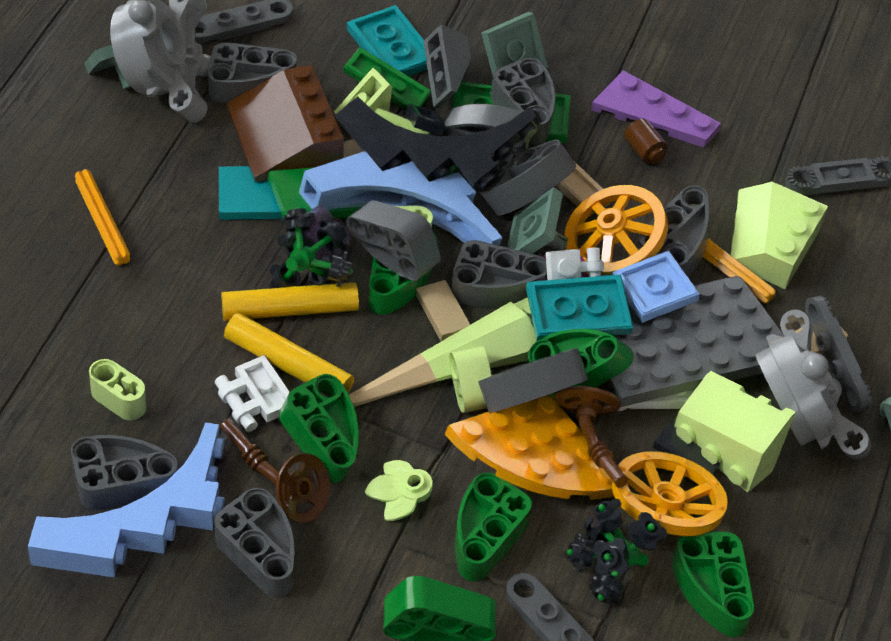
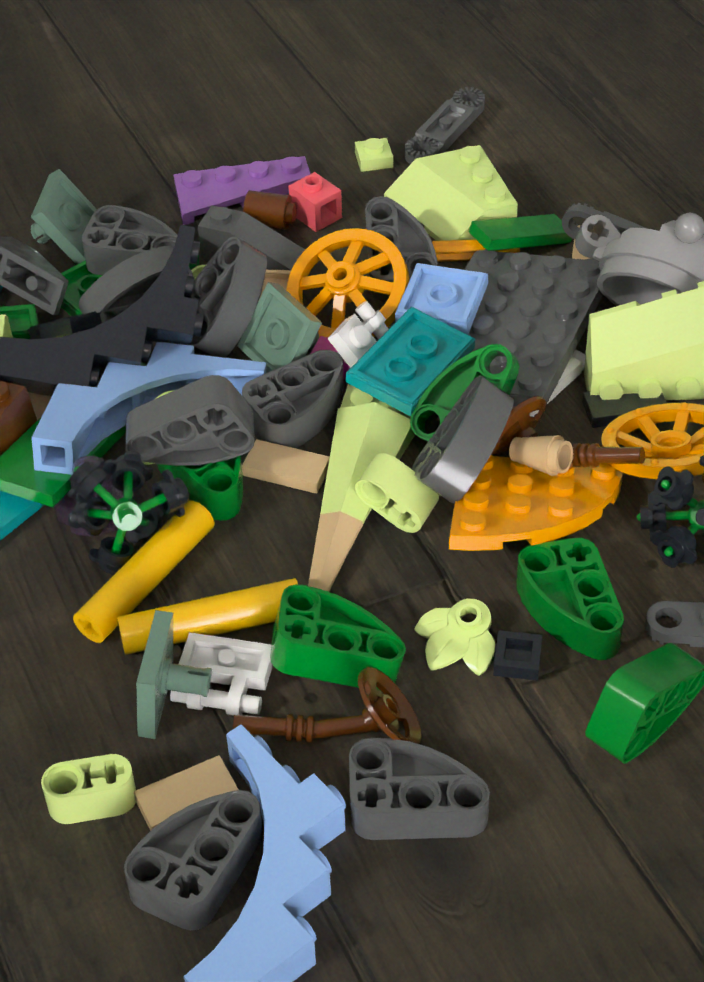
camera: 40 degrees left, 5 degrees down
(166, 435) = (182, 789): none -> tan tile
(214, 361) = (160, 675): none -> sand green tile
(413, 528) = (517, 655): none -> black plate
(574, 430) = (543, 453): none -> tan cone
(601, 150) = (225, 223): none -> dark grey slope
(682, 159) = (317, 201): none -> coral brick
(770, 158) = (373, 154): none -> yellowish green plate
(773, 283) = (519, 232): none -> green tile

